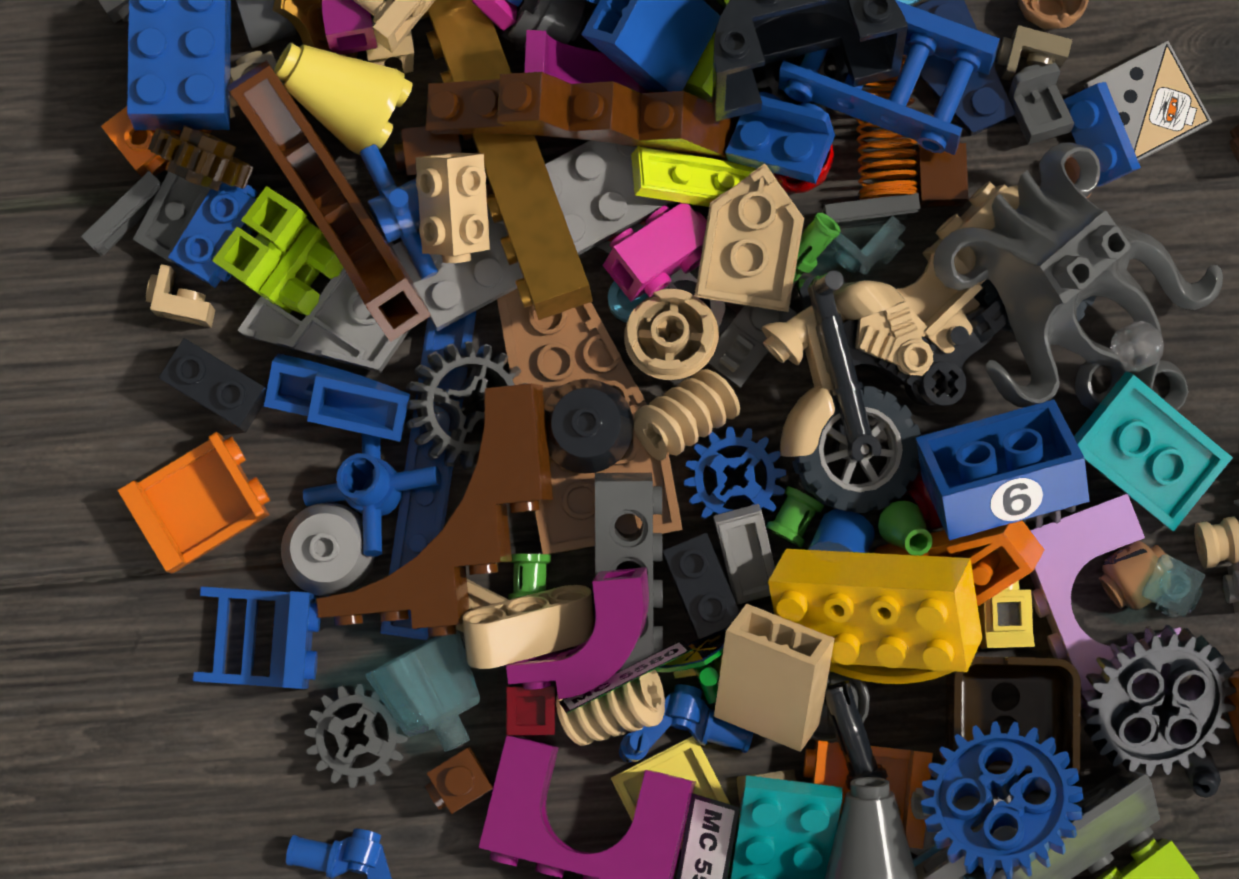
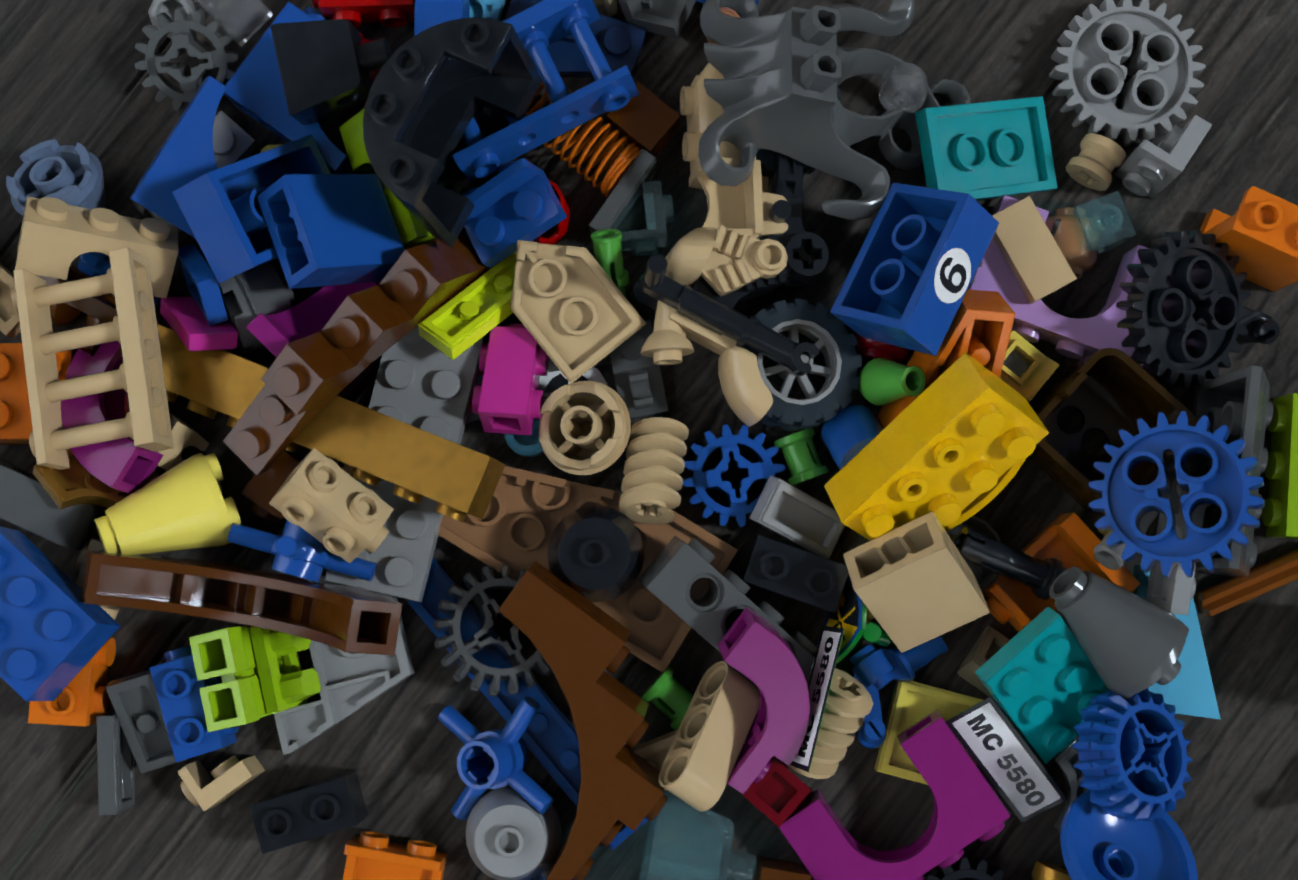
camera: 45 degrees left, 0 degrees up
(200, 158) = (118, 670): dark brown gear -> none
(336, 397) = (402, 726): blue slope -> none
(1100, 547) = (1031, 250): none -> tan tile

